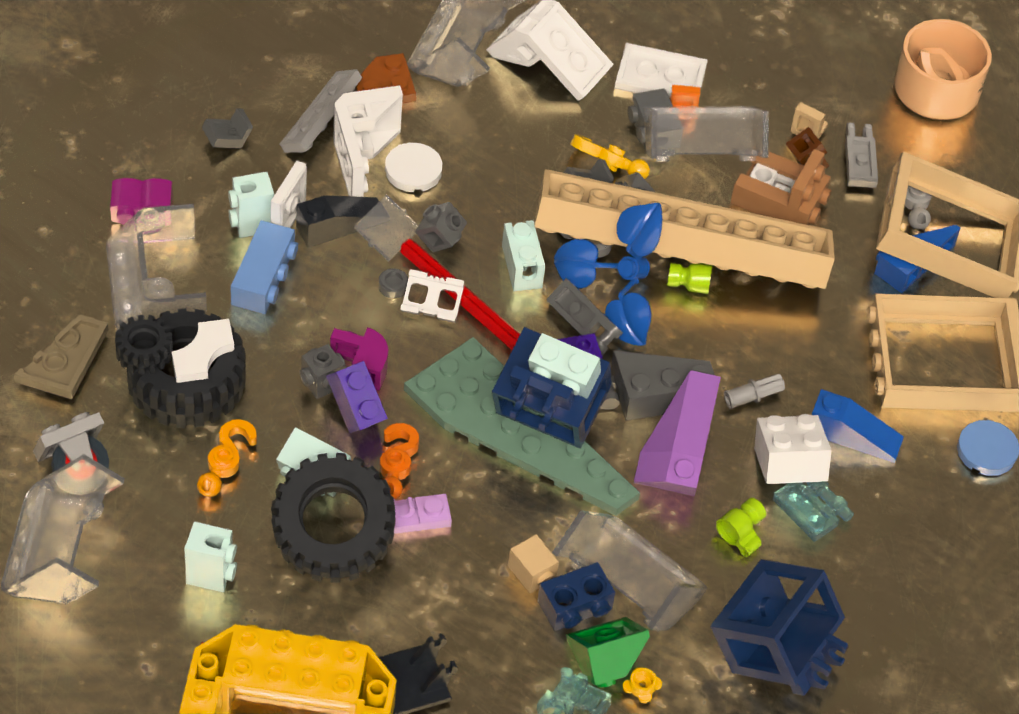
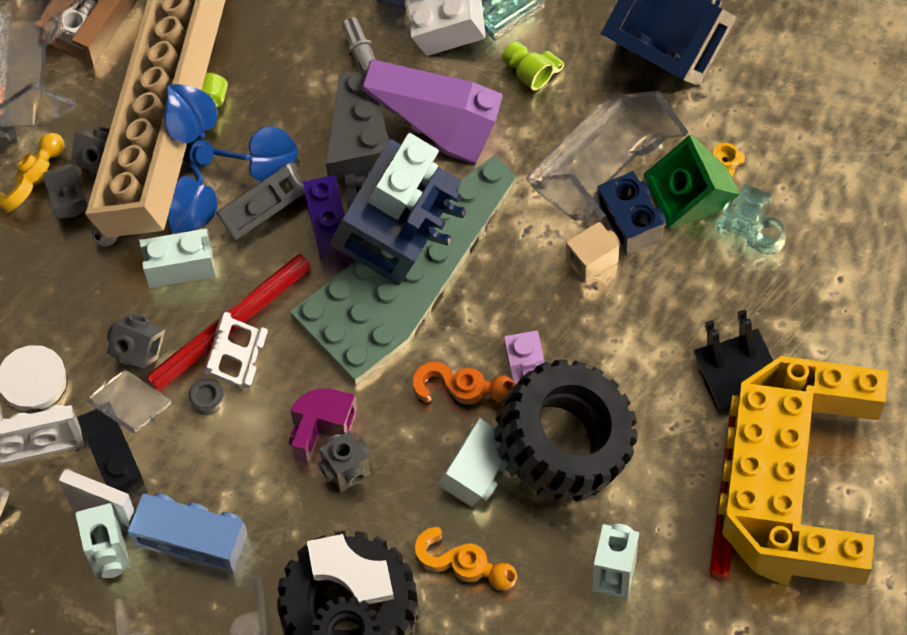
camera: 80 degrees left, 10 degrees up
(356, 397) = (391, 418): dark purple brick -> none

